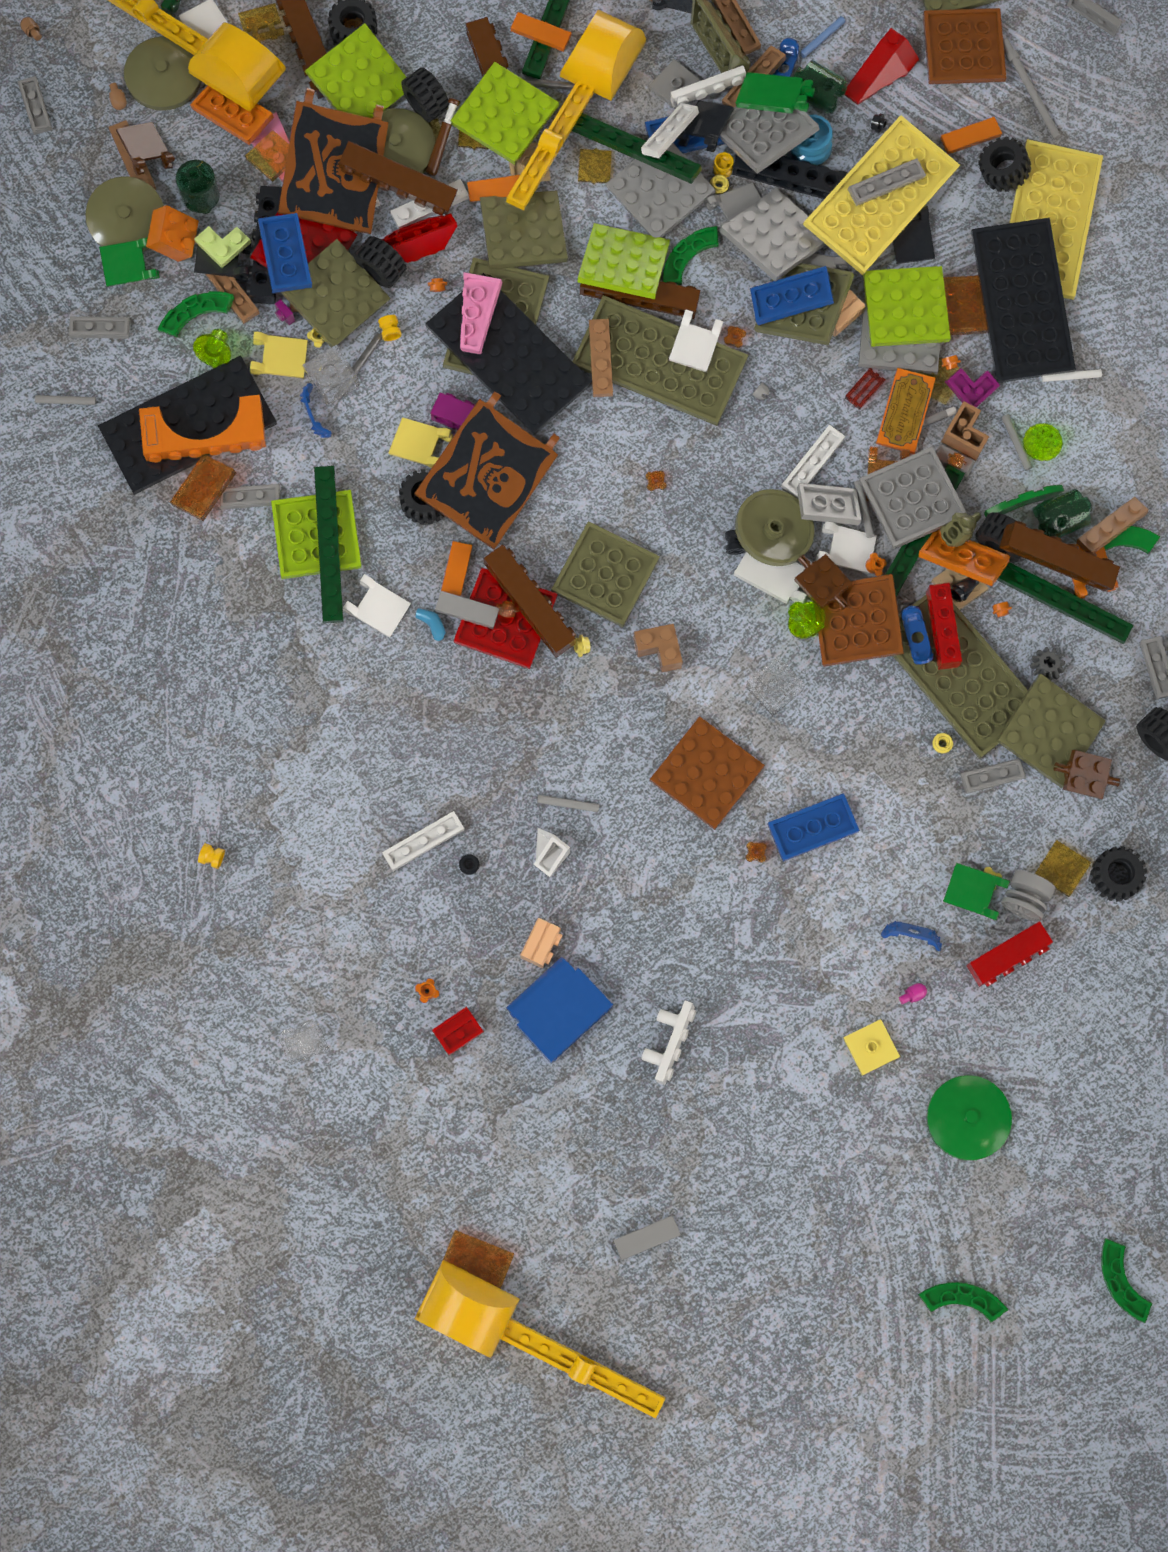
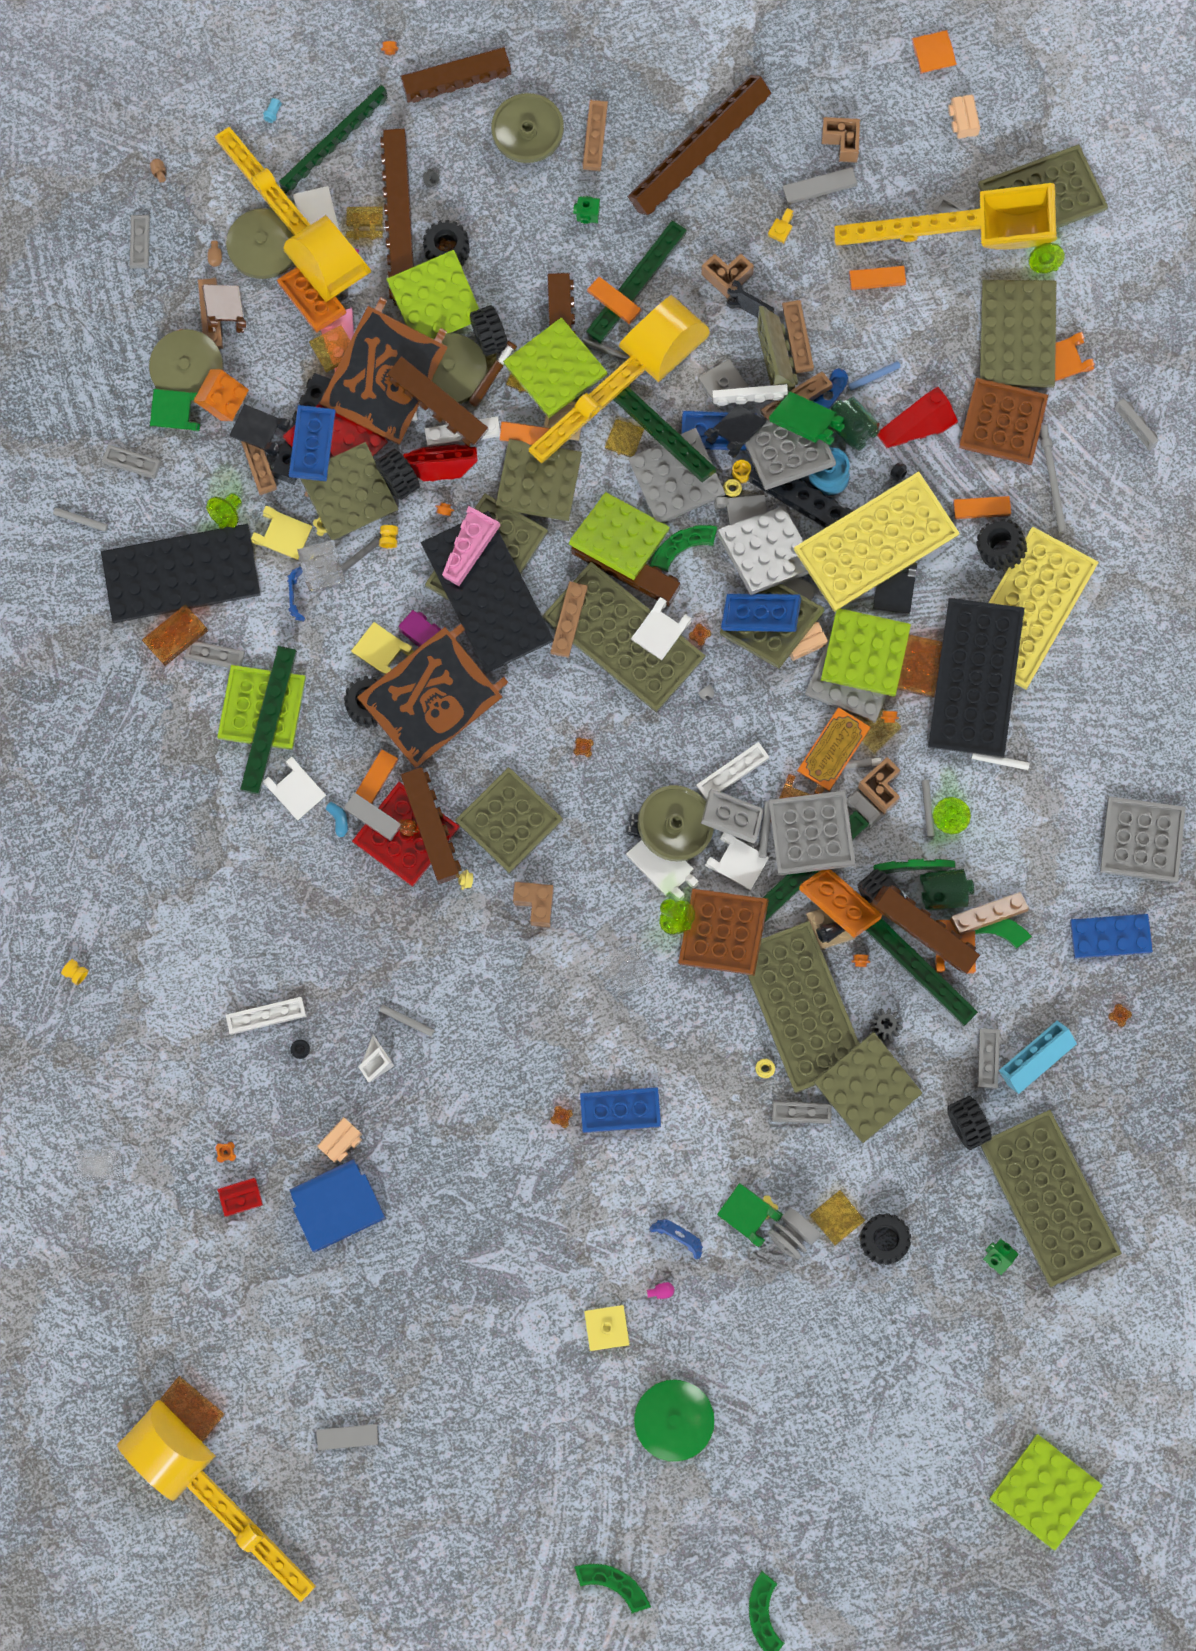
camera: 25 degrees right, 0 degrees up
(192, 307) = (220, 467): green tile -> none
(197, 186) = (257, 358): clear green cylinder -> none
(224, 249) = (260, 422): yellowish green plate -> none
(244, 433) = (226, 596): orange arch -> none
(284, 313) = (298, 496): magenta plate -> none
(670, 130) = (699, 426): white plate -> none
(672, 1053) = (435, 1263): white plate -> none
(707, 773) = (541, 1030): dark orange plate -> none
(823, 581) = (702, 887): reddish brown plate -> none
(872, 568) = (752, 884): orange plate -> none
(875, 376) = (813, 703): clear red tile -> none
(886, 182) = (883, 531): light grey tile -> none
(913, 623) = (772, 950): blue piece -> none
(943, 626) = (799, 961): red brick -> none
(956, 460) = (863, 809): clear orange plate -> none
(959, 528) = (844, 875): olive piece -> none
(969, 391) = (900, 750): magenta plate -> none
(1009, 954) = (761, 1282): red brick -> none
(1087, 774) = (887, 1138): reddish brown plate -> none

